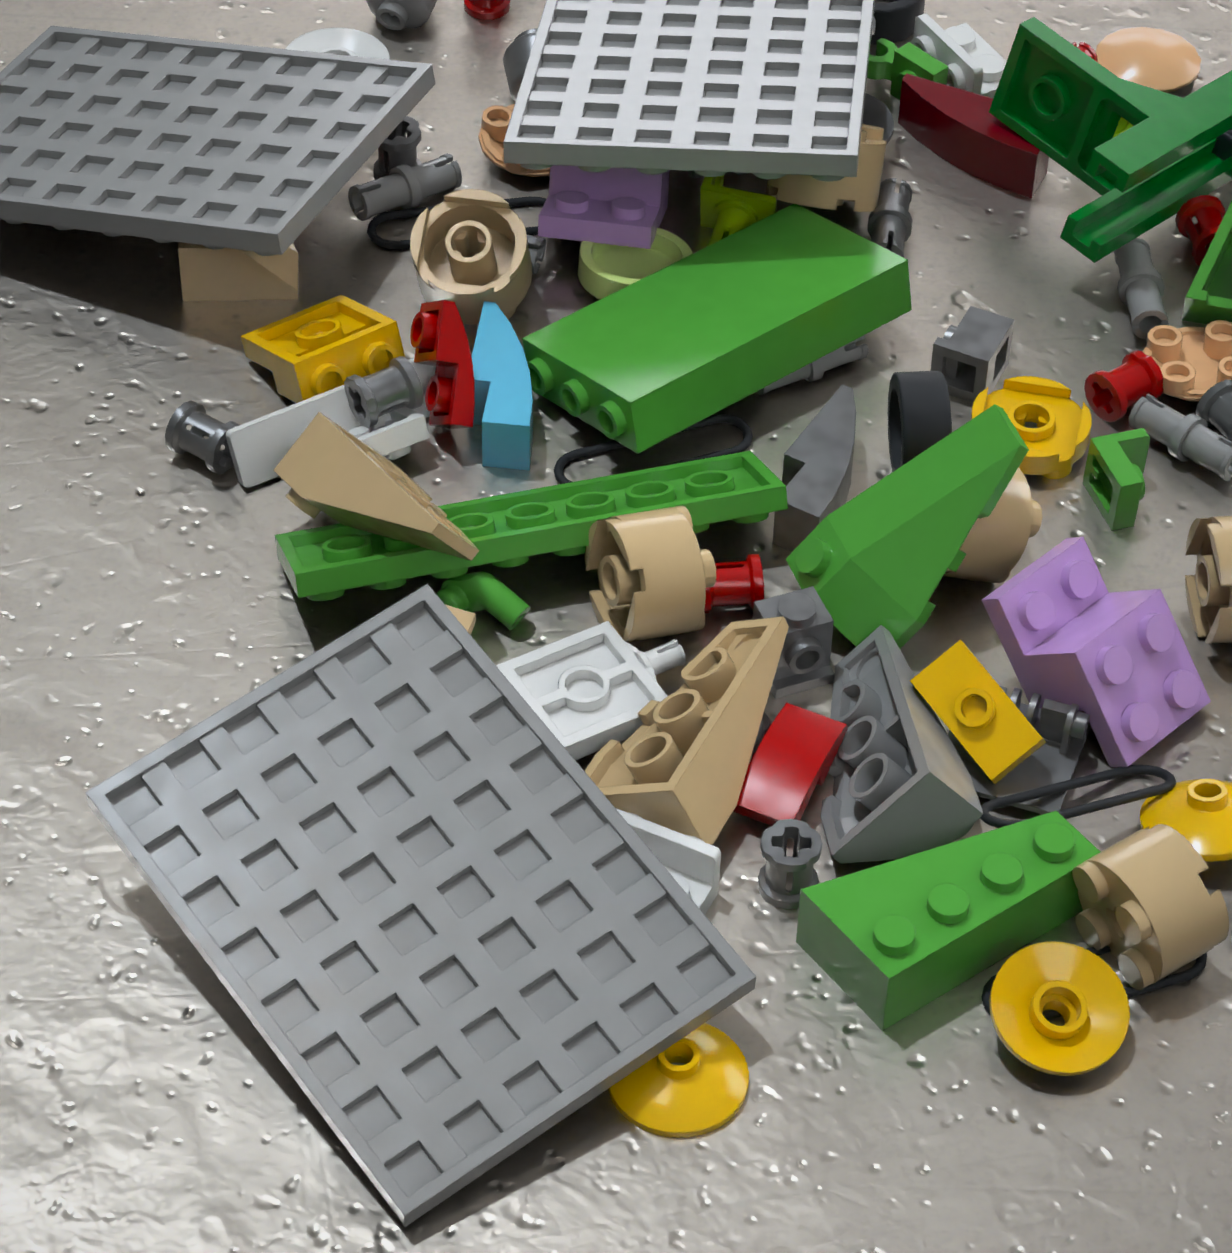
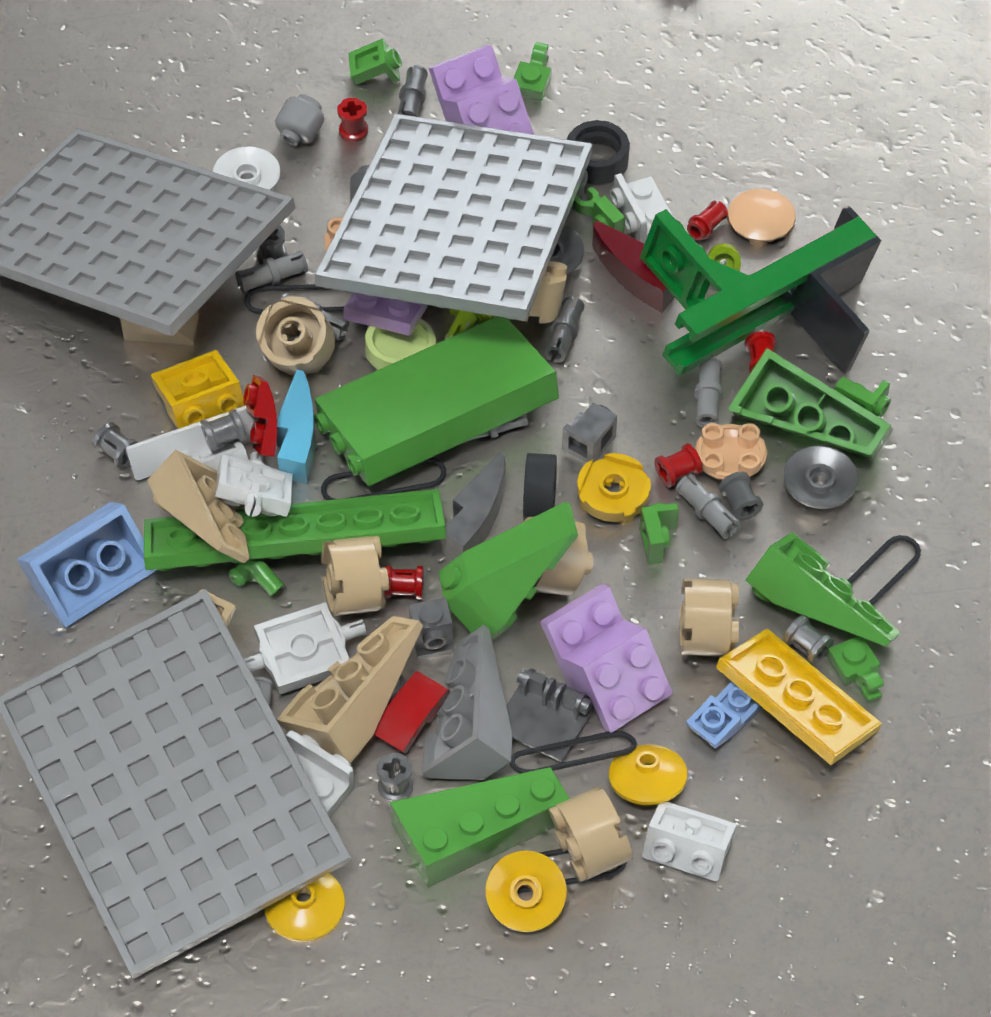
camera: 10 degrees right, 10 degrees up
(193, 604) = (87, 563): none -> light blue slope
(442, 458) = (254, 485): none -> white plate
(977, 711) = (524, 692): yellow plate -> none

